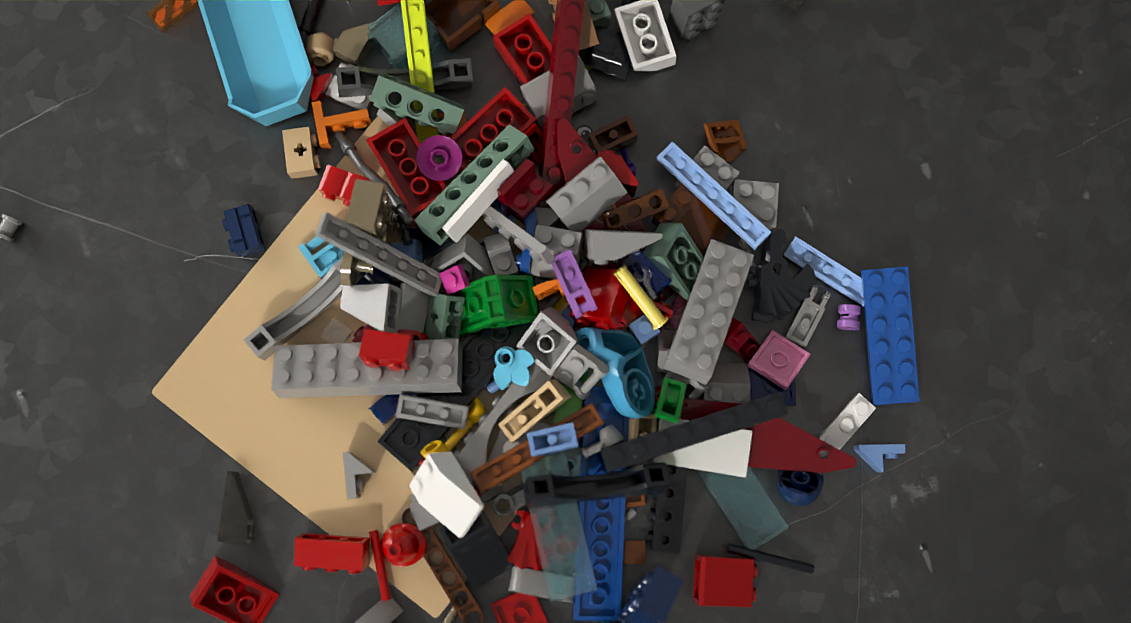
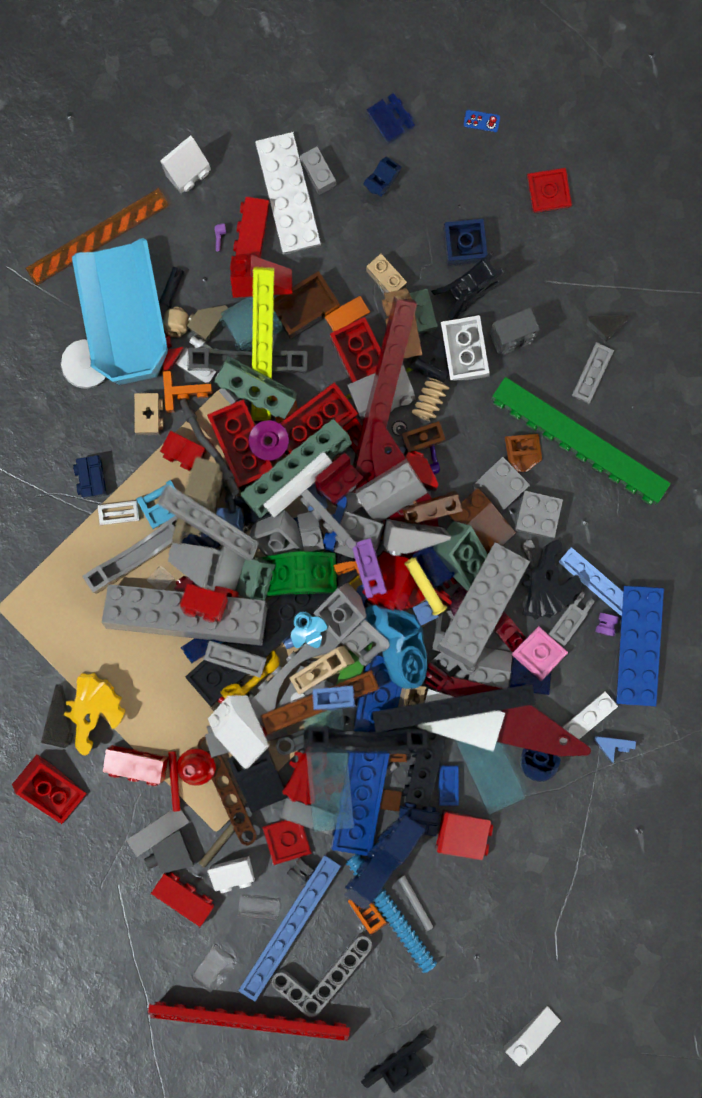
camera: 15 degrees right, 5 degrees up
(214, 110) = (76, 366): none -> white wheel
(272, 480) = (93, 697): none -> yellow animal
(300, 269) = (135, 511): none -> white tile
(353, 467) = (162, 696): light grey slope -> none
(454, 279) = (268, 549): dark pink plate -> none
(608, 437) = (382, 701): light grey bar -> none
(612, 96) = (430, 399): none -> tan piece
(646, 281) = (434, 567): clear hand -> none
(670, 400) = (438, 677): green slope -> none
(679, 565) = (426, 818): none -> dark blue brick
(698, 525) = (448, 785): none -> blue plate
(713, 195) = (502, 503): light blue plate -> none
(770, 558) = (505, 821): black bar -> none
(787, 47) = (592, 373): none -> light grey tile
(787, 120) = (580, 441): none -> green brick

